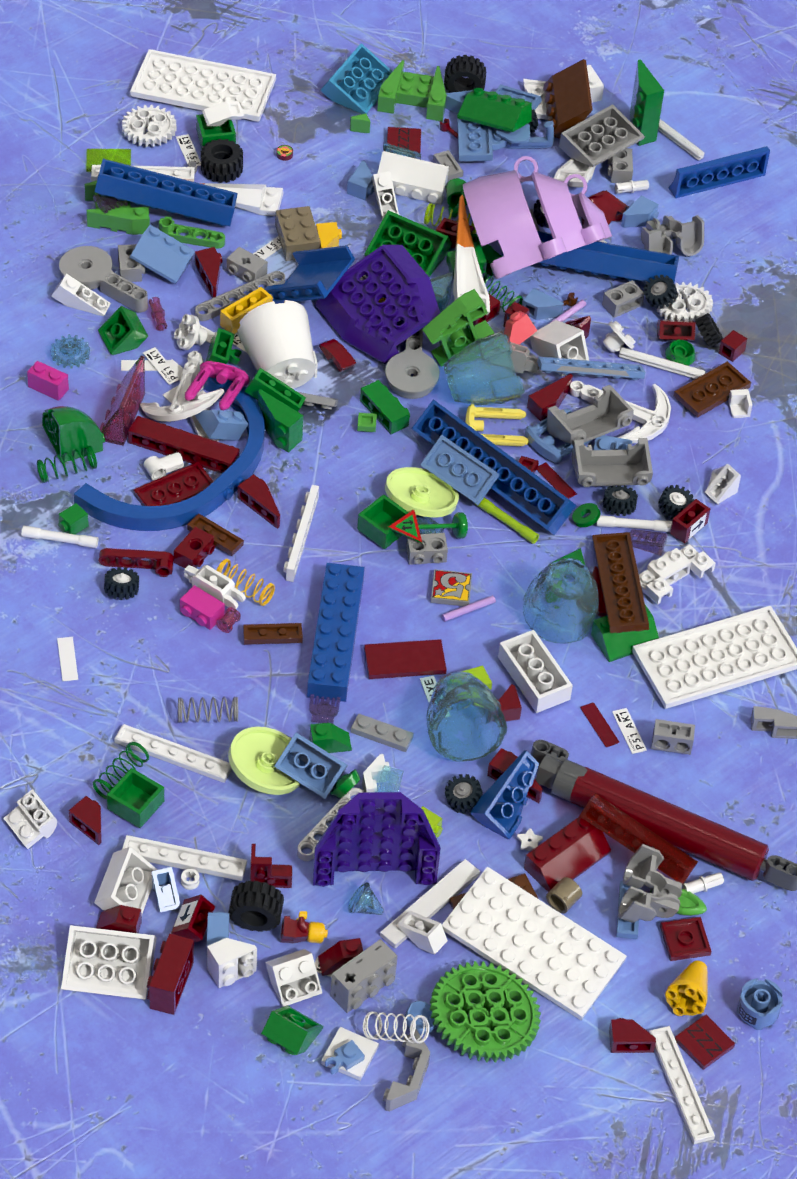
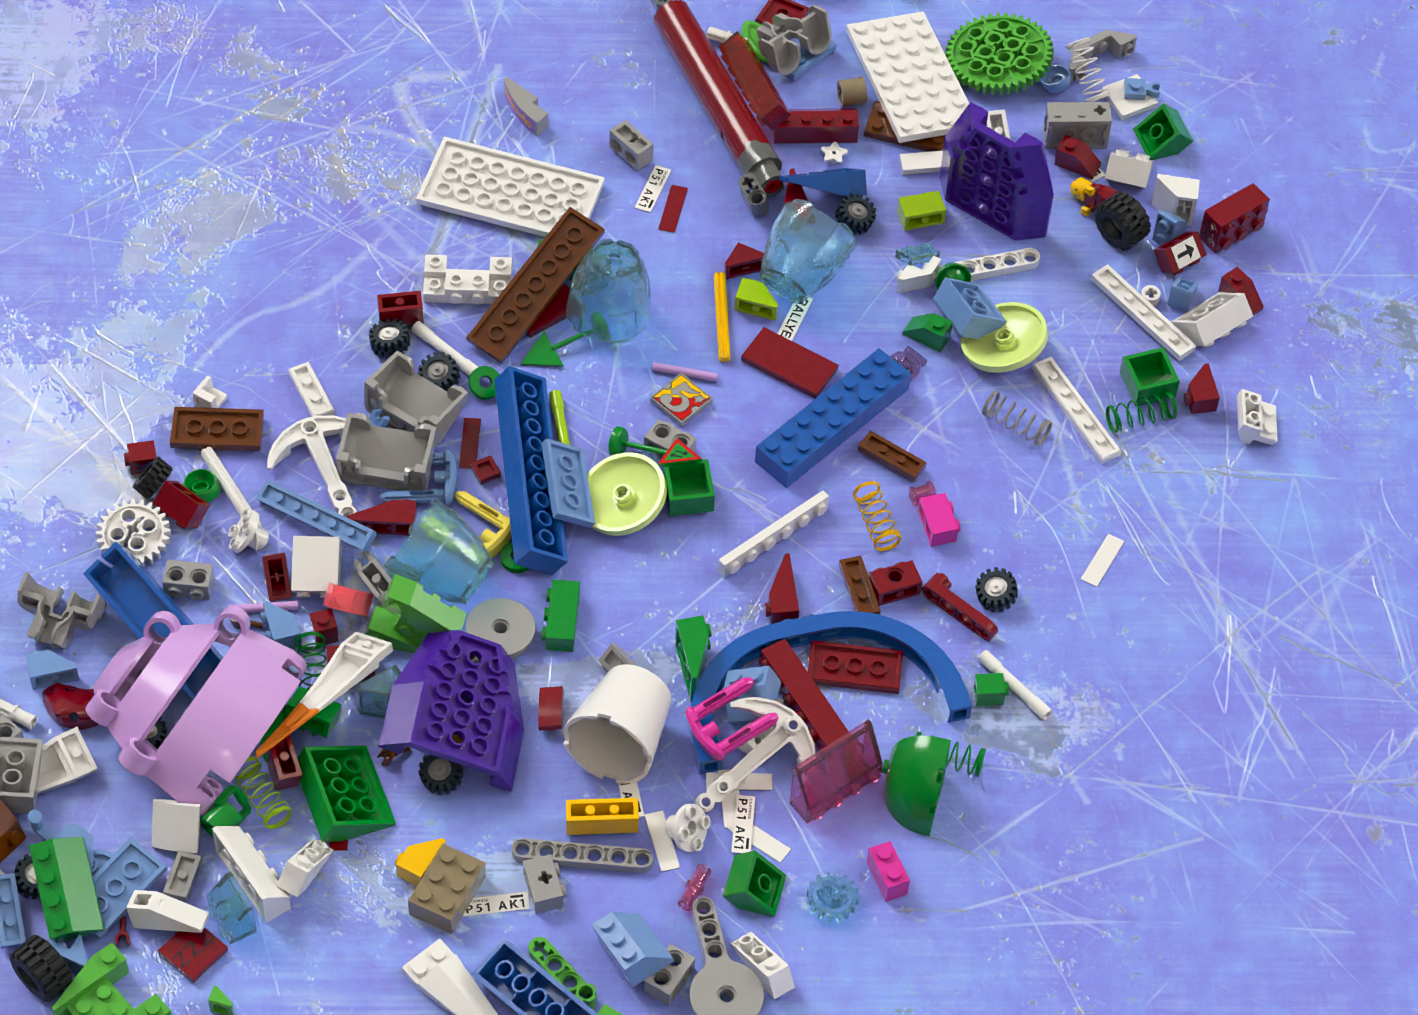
camera: 140 degrees left, 5 degrees up
(108, 962) = (1273, 269): white slope -> none
(159, 467) = (853, 696): white piece -> none
(208, 265) = (587, 905): dark red slope -> none
(215, 584) = (912, 528): white hinge -> none
(221, 346) = (674, 784): green brick -> none
(264, 871) = (1080, 254): dark red panel -> none
(275, 388) = (680, 686): green brick -> none
(315, 275) = (500, 798): blue panel -> none
(361, 183) = (304, 916): medium blue slope -> none
(367, 422) = (595, 612): bright green plate -> none
(382, 732) = (873, 313): light grey plate -> none
(436, 136) = (163, 912): none -> white slope
(471, 175) = (175, 826): none -> white slope
(479, 658) = (722, 317): none -> yellow axle
(535, 671) = (691, 268): white brick -> none
(657, 539) = (447, 315): clear purple slope -> none
(660, 291) = (153, 544): black wheel -> none
(686, 448) = (310, 390): none -> white tile
(723, 483) = (324, 332): white slope -> none

